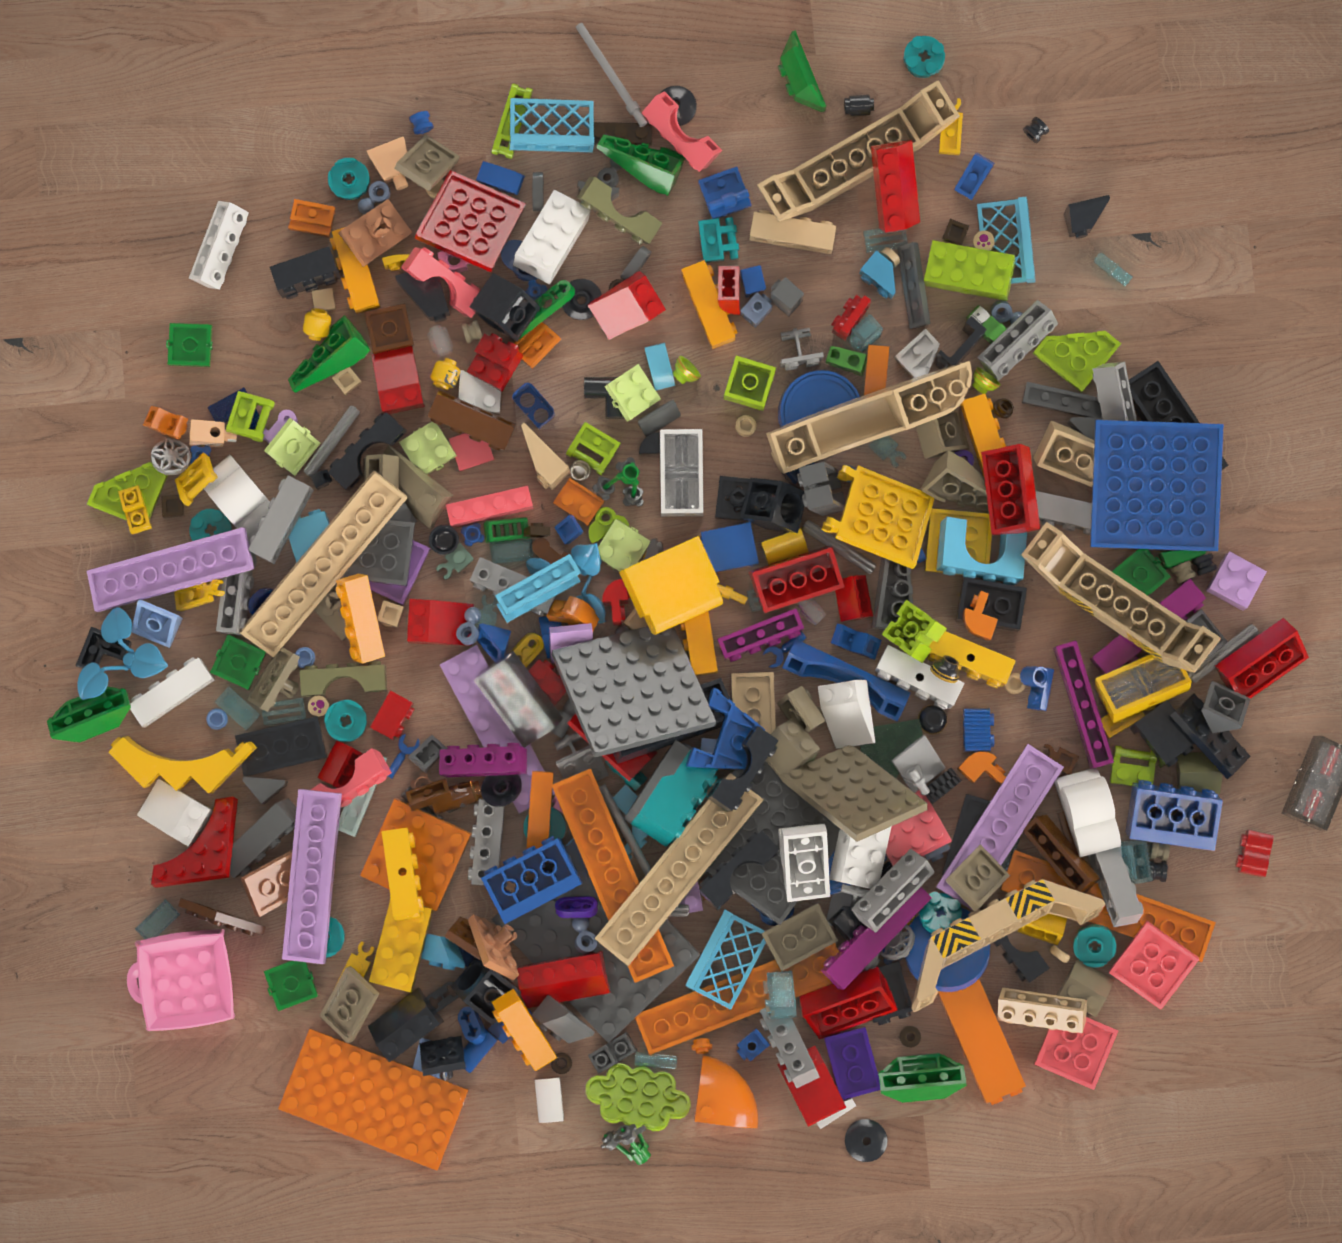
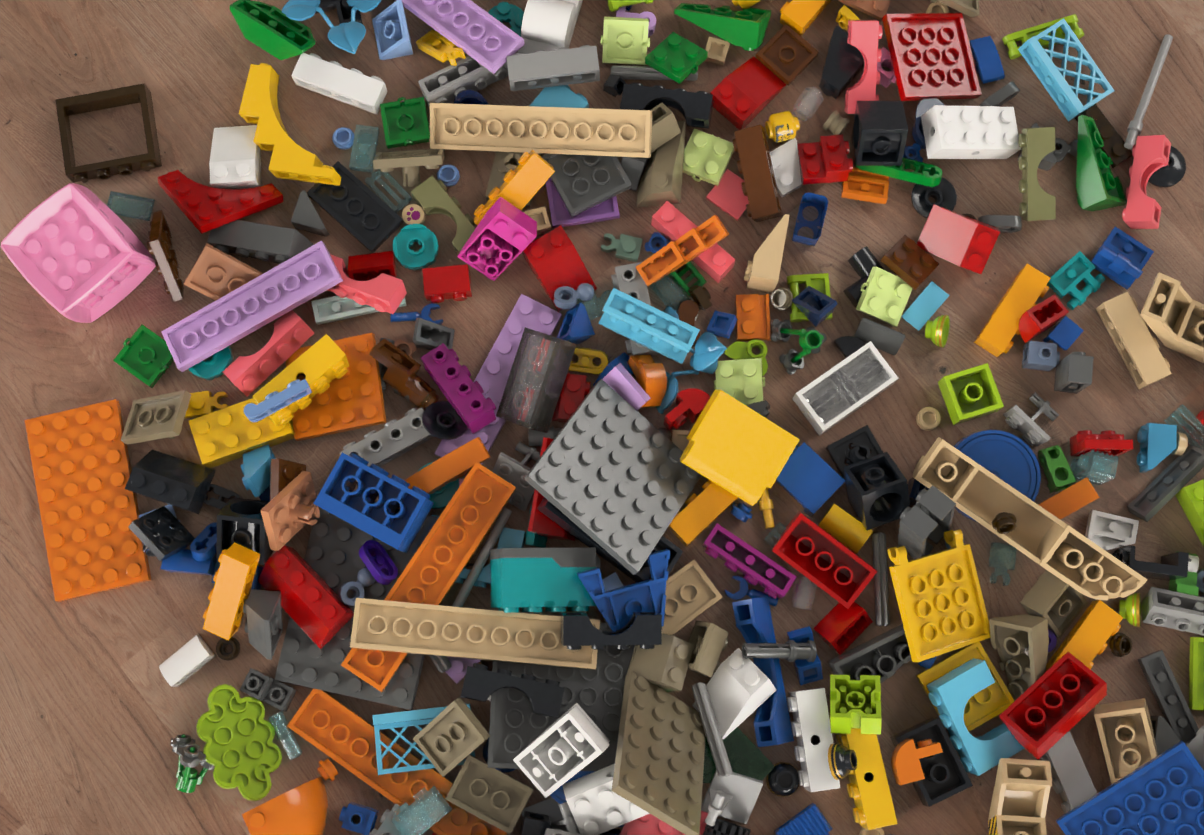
camera: 55 degrees right, 5 degrees down
(54, 887) = (100, 101): none -> dark brown window
(333, 416) = (676, 57): none -> green plate
(361, 910) = (288, 336): none -> coral arch
(388, 653) = (498, 239): none -> dark pink slope
(411, 900) = (277, 400): none -> medium blue plate
(443, 539) = (635, 222): black piece -> none
(494, 521) = (682, 250): none -> orange slope
(602, 450) = (815, 305): none -> dark blue slope
(619, 354) = (909, 262): none -> reddish brown plate
(720, 614) = (741, 511): none -> blue plate
(741, 936) = (451, 736): none -> dark tan plate
(845, 650) = (790, 650): none -> dark grey pin
(860, 432) = (1004, 522): none -> dark brown plate
(862, 746) = (712, 730): none -> light grey axle

